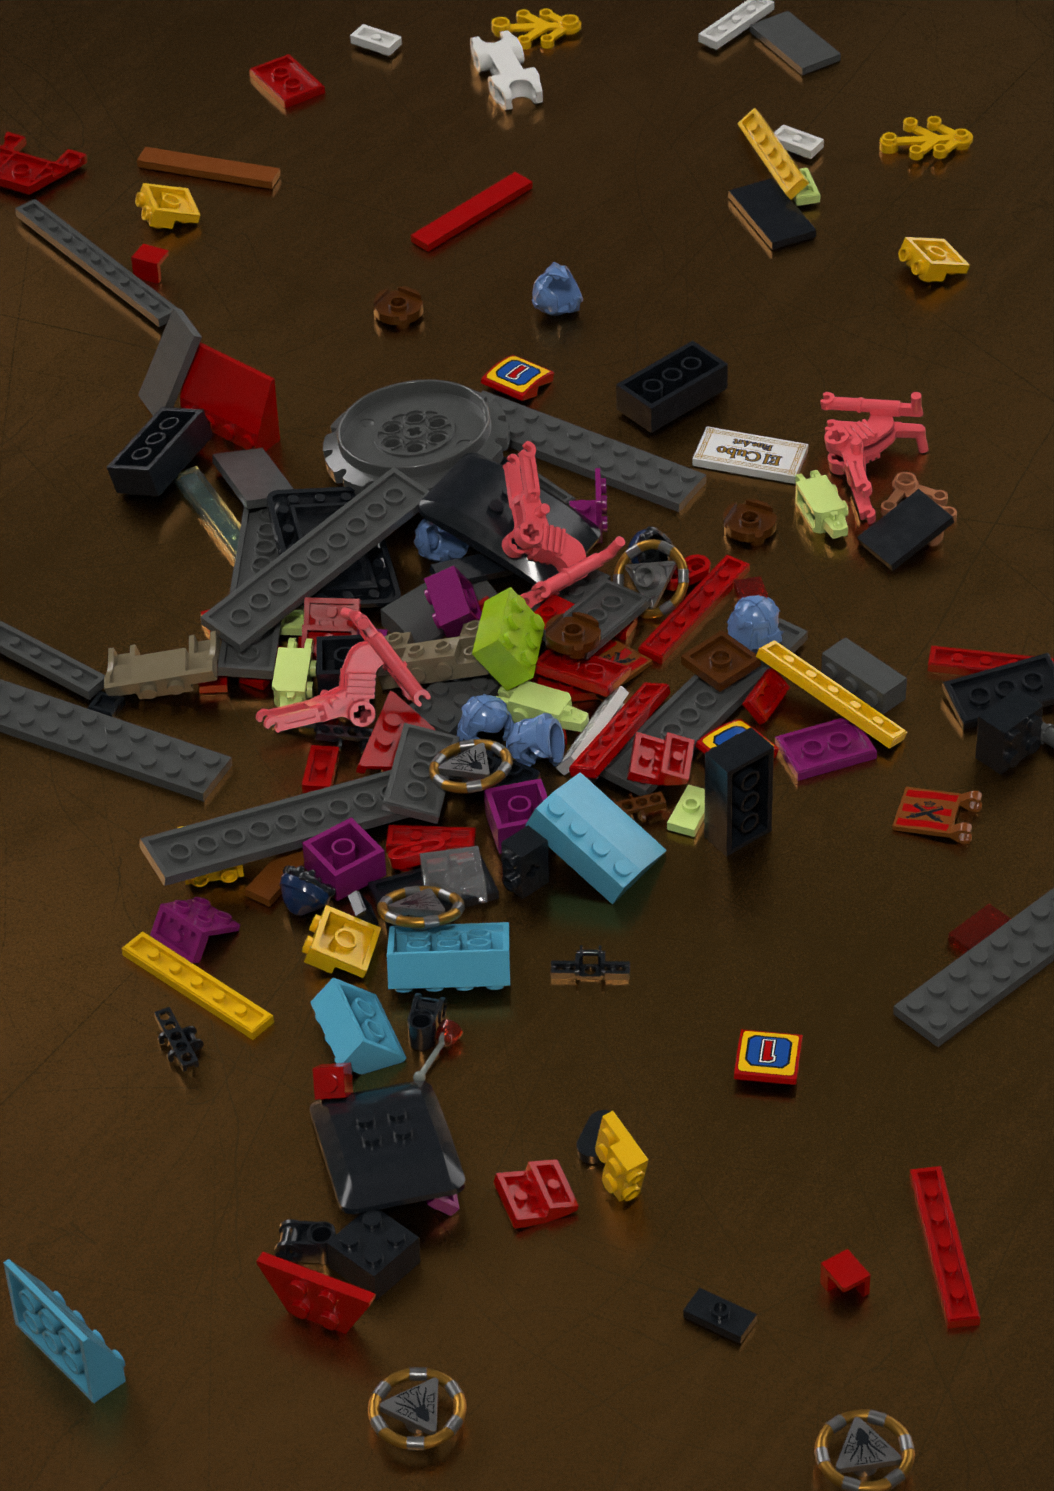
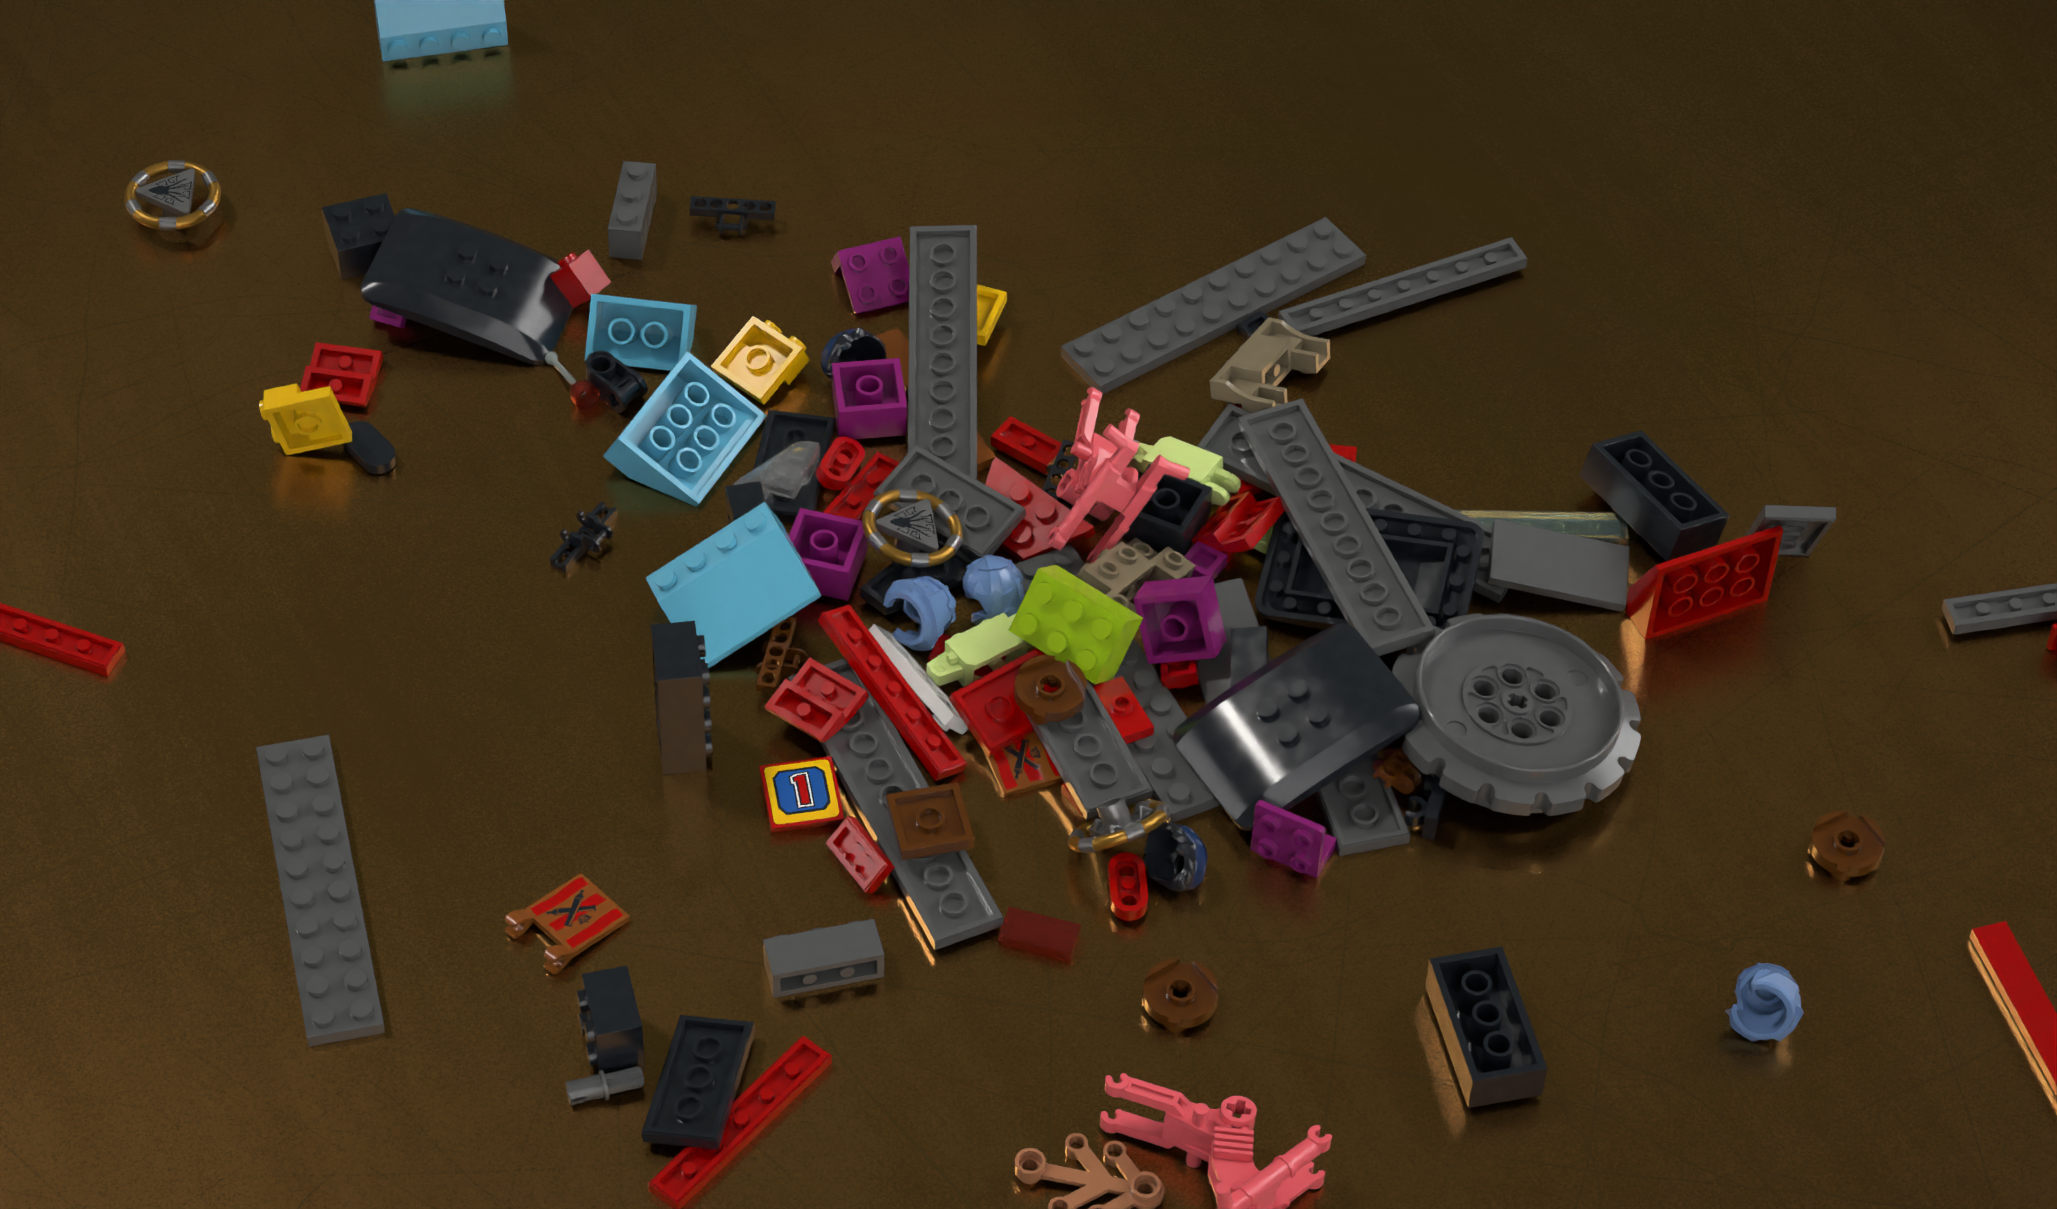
camera: 115 degrees right, 5 degrees up
(198, 985) = (790, 256): yellow tile -> none
(223, 1095) = (632, 210): none -> dark grey brick
(306, 1241) = (421, 196): black piece -> none
(314, 1294) = (337, 168): red wing -> none
(362, 908) = (793, 393): black tile -> none
(422, 907) = (748, 419): piece -> none
(517, 377) = (1619, 898): slope -> none
(538, 538) = (1204, 708): coral piece -> none
(585, 450) = (1432, 901): dark grey plate -> none
(689, 812) = (741, 714): yellowish green plate -> none
(693, 609) = (1065, 874): red tile -> none
(720, 1315) = (93, 437): black plate -> none
(750, 455) = (1314, 1064): white tile -> none
(755, 622) = (961, 864): medium blue helmet -> none
(768, 1057) = (351, 608): slope -> none
(821, 504) = (1164, 1066): yellowish green hinge -> none
(825, 748) = (746, 878): magenta tile -> none
(831, 694) = (806, 900): yellow tile -> none
(846, 1273) = (43, 529): red panel -> none
(905, 529) = (1045, 1129): black tile -> none
(977, 928) = (373, 865): clear red tile -> none

